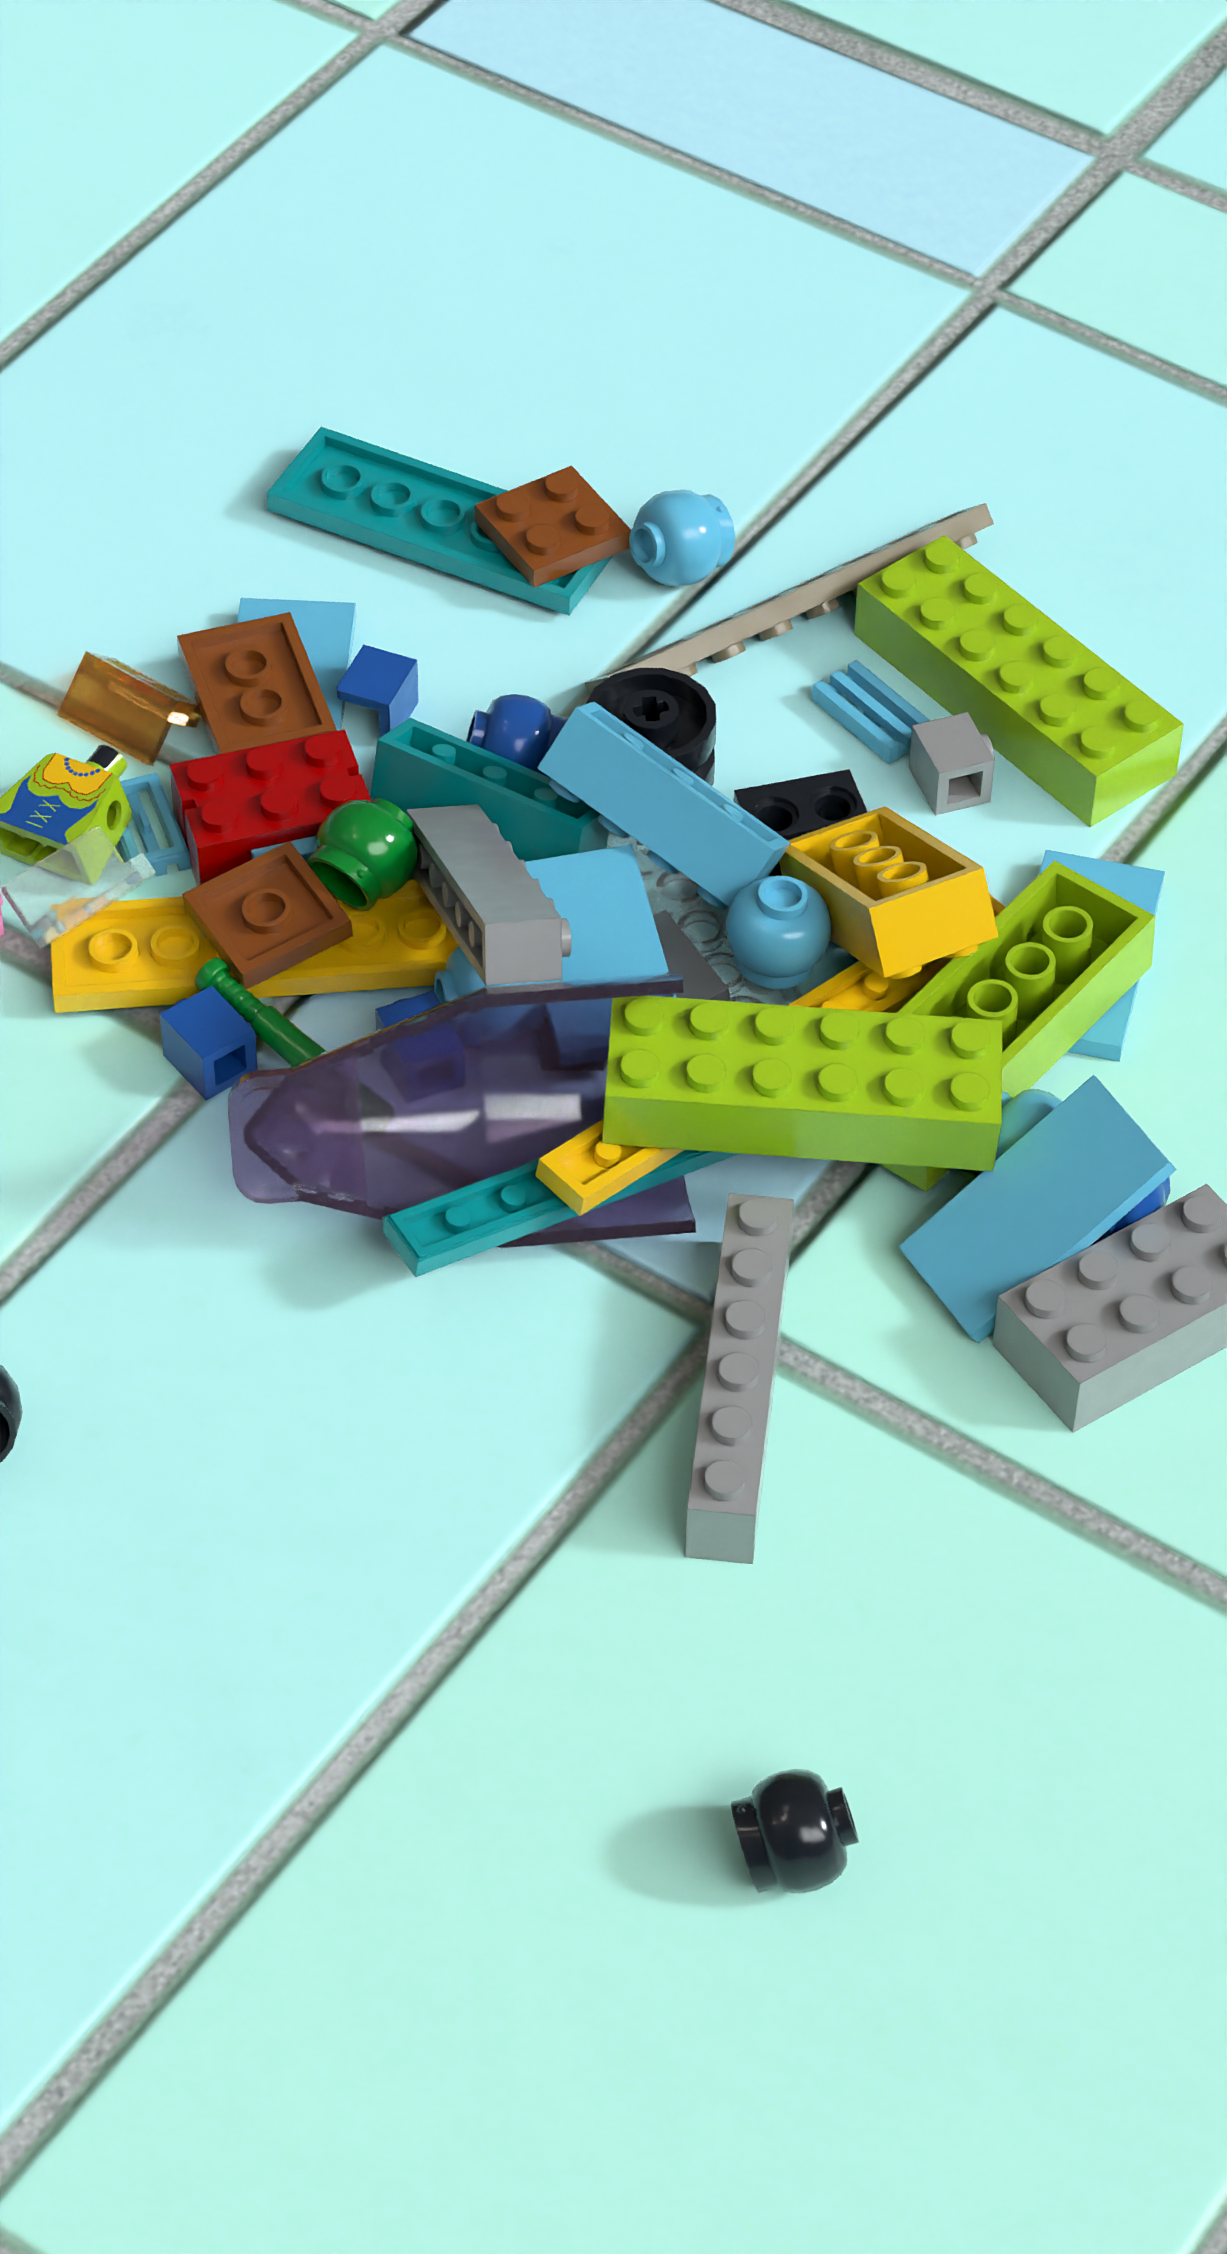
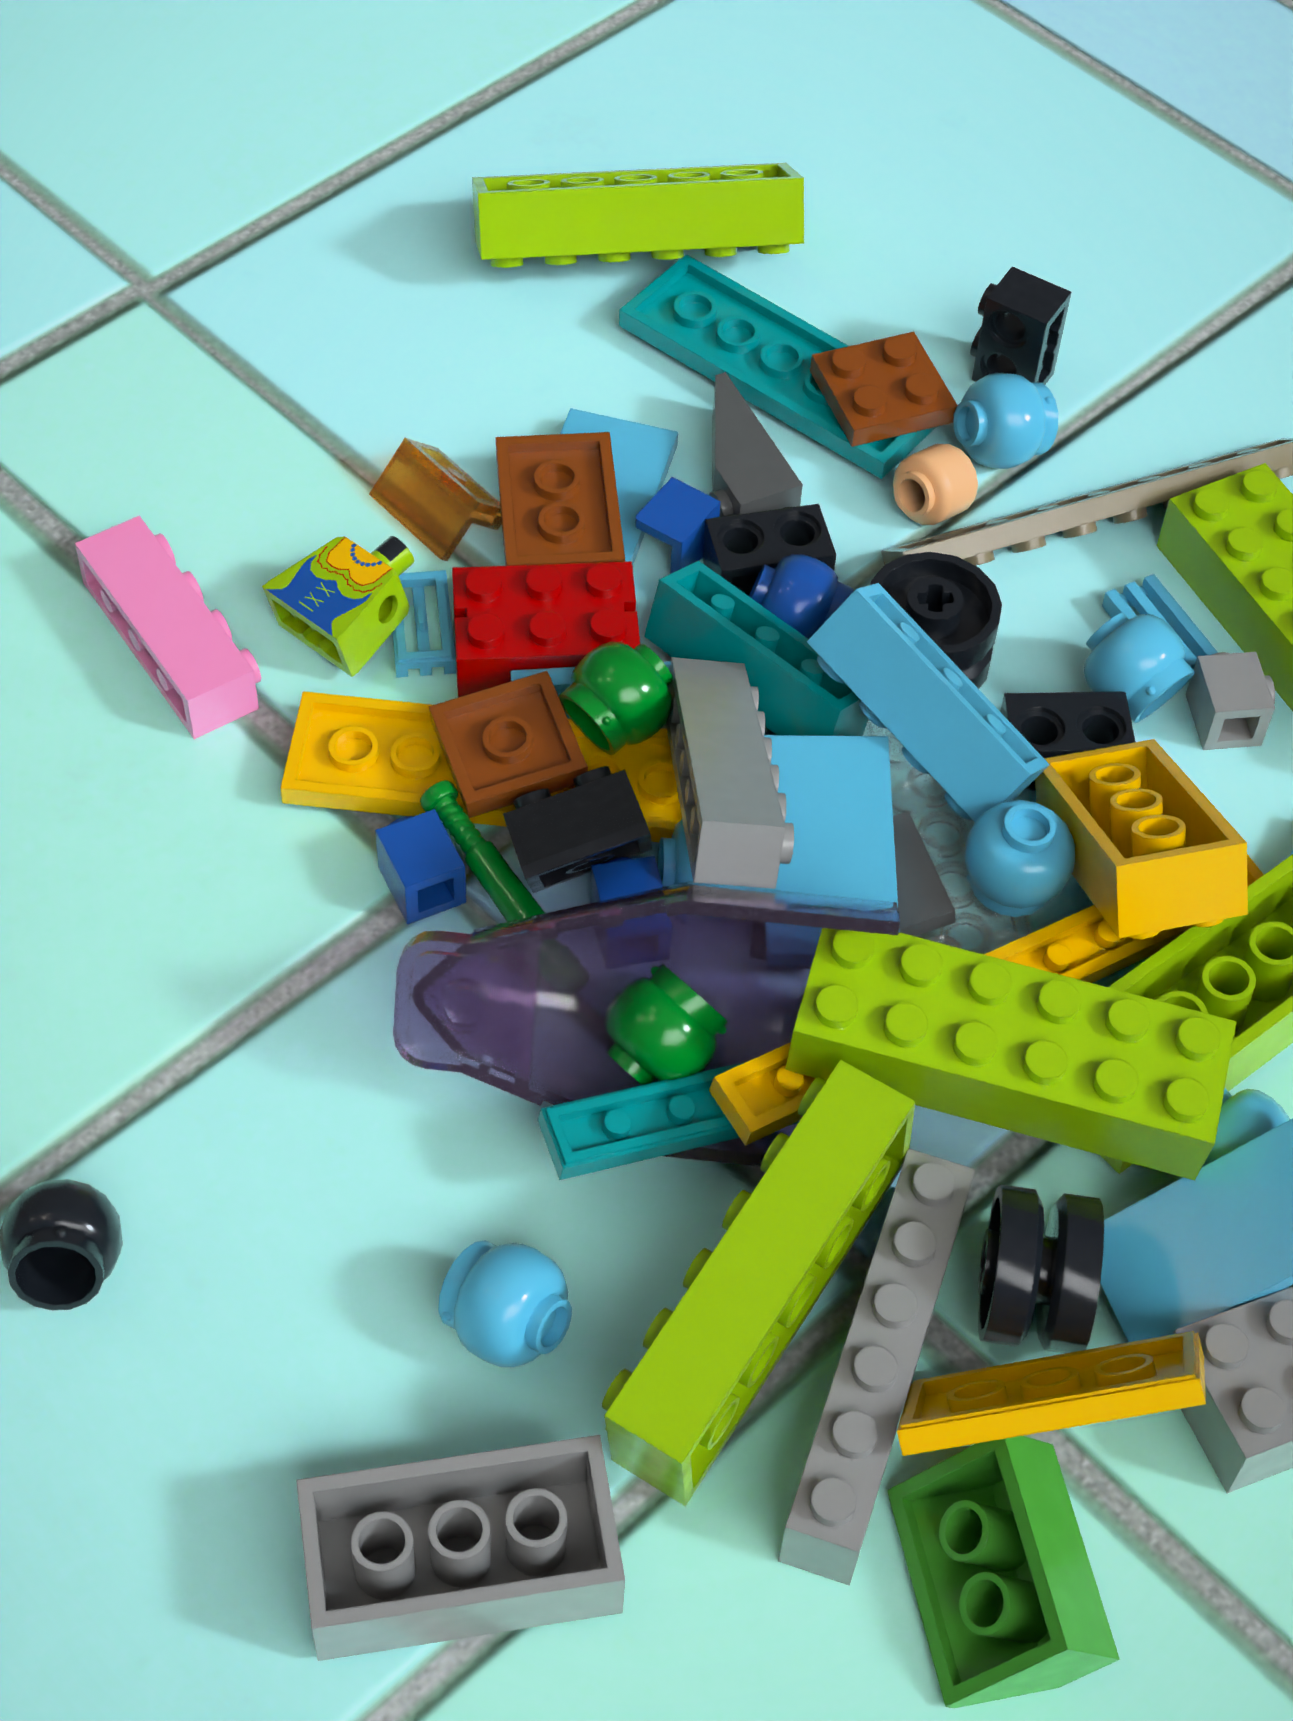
camera: 10 degrees right, 5 degrees up
(73, 885) = (325, 677): clear panel -> none
(262, 392) = (638, 212): none -> lime brick
(344, 984) = (577, 828): none -> black slope
(391, 1387) = (505, 1303): none -> medium azure piece
(401, 1583) = (459, 1547): none -> light grey brick
(435, 626) = (746, 463): none -> dark grey slope
(453, 693) = (743, 543): none -> black brick
(479, 1131) = (662, 1028): none -> green piece
(618, 1321) = (757, 1282): none -> lime brick
(624, 610) = (935, 484): none -> light nougat head
(677, 443) = (1020, 327): none -> black brick
(857, 737) = (1139, 659): none -> medium azure piece
(861, 1271) = (1050, 1270): none -> black wheel
(883, 1519) = (1001, 1573): none -> bright green slope
(898, 1359) = (1053, 1393): none -> yellow tile

